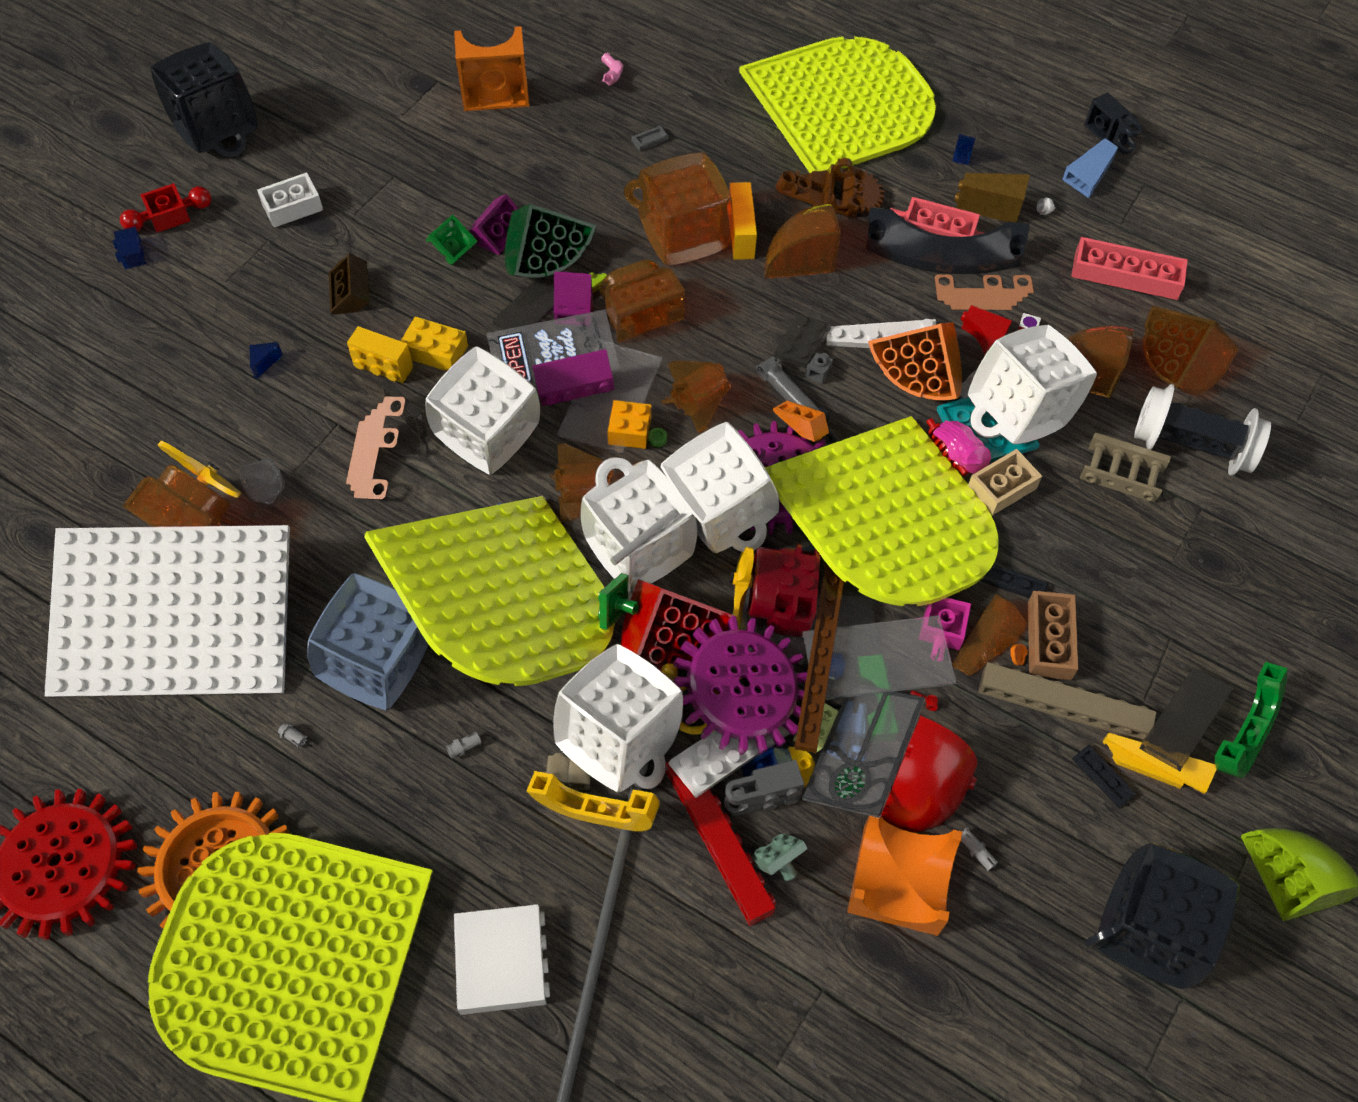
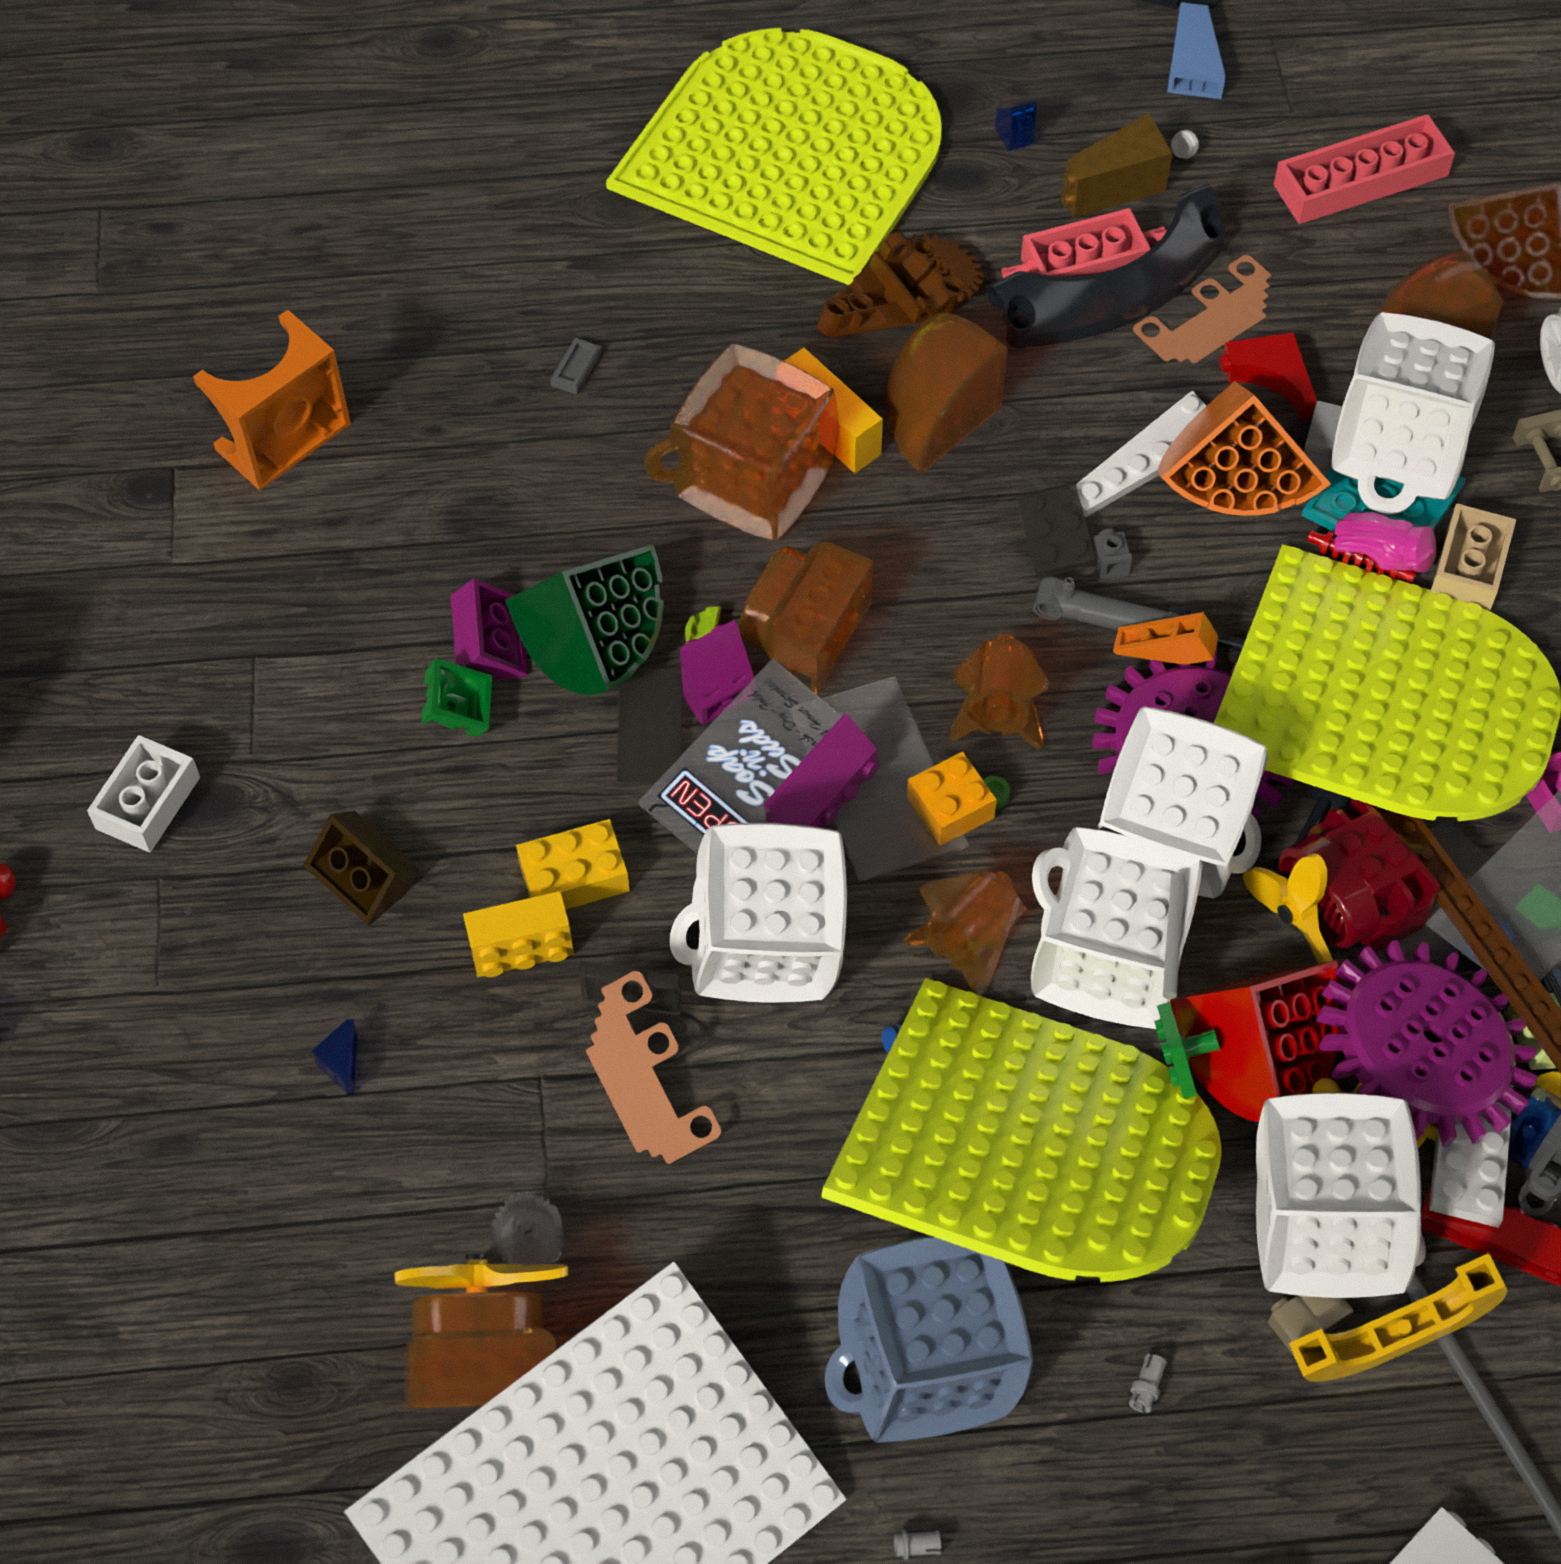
camera: 35 degrees left, 0 degrees up
(615, 71) = (431, 291): bright pink arm -> none
(1028, 321) = (1307, 322): tile -> none

